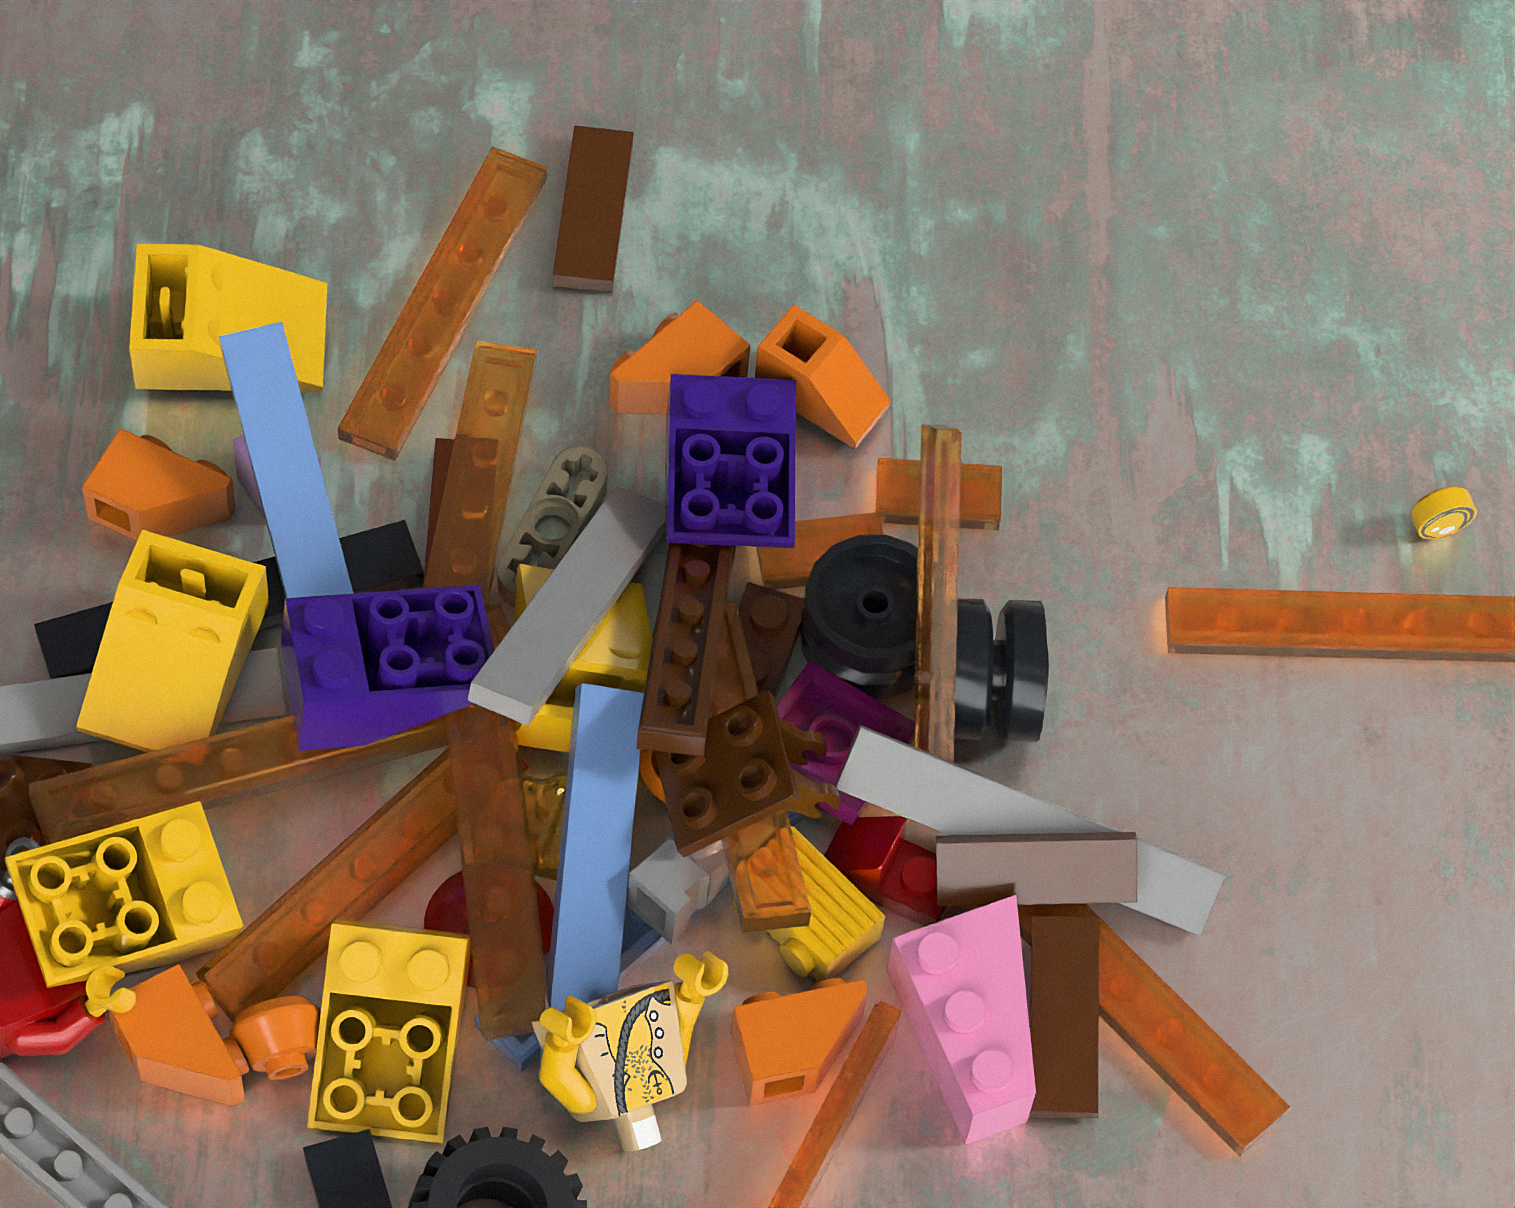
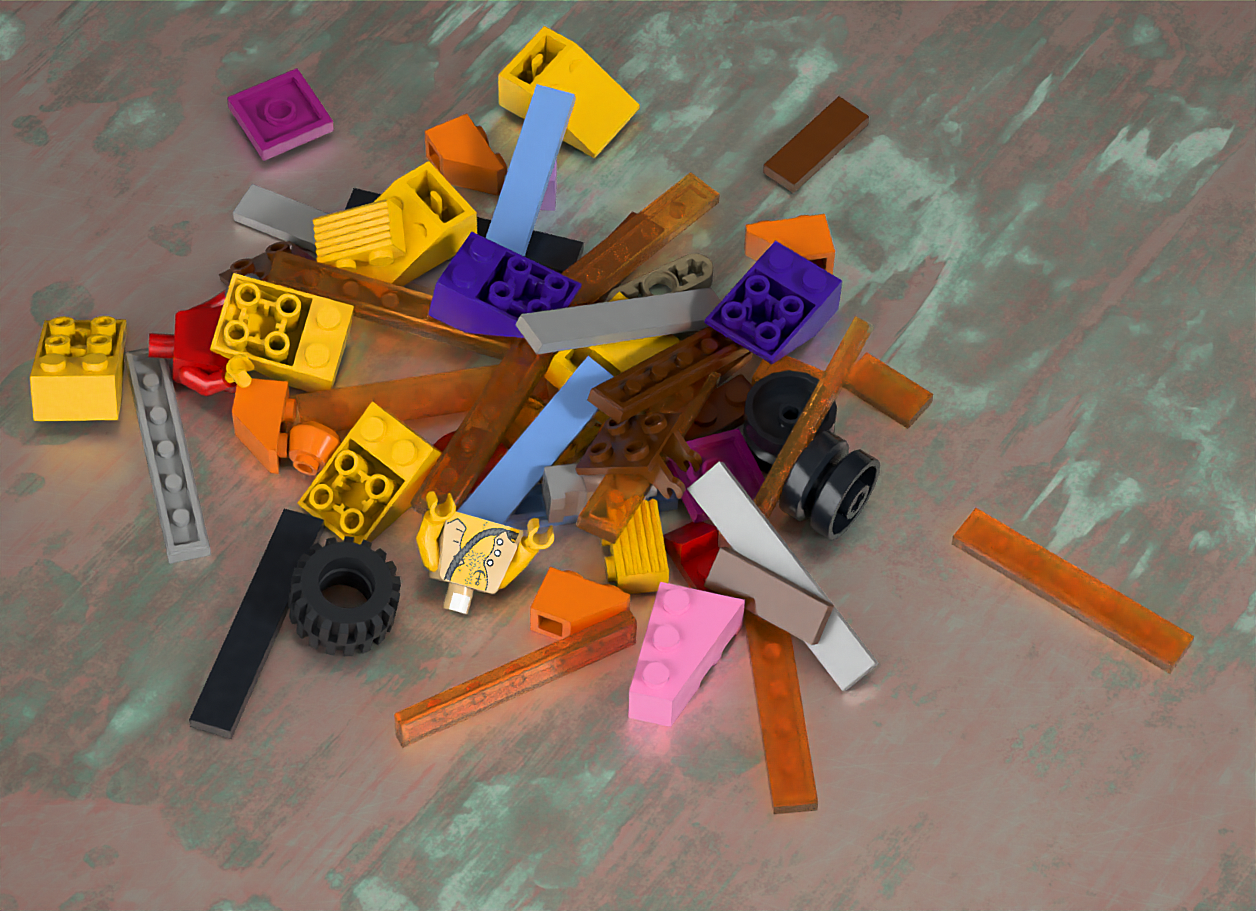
camera: 40 degrees right, 5 degrees down
(127, 696) = (360, 236): none -> yellow brick
(442, 304) = (695, 148): clear orange tile -> none
(830, 377) = (865, 287): orange slope -> none
(1065, 1016) = (729, 683): reddish brown tile -> none
(1443, 512) = (1170, 558): yellow tile -> none

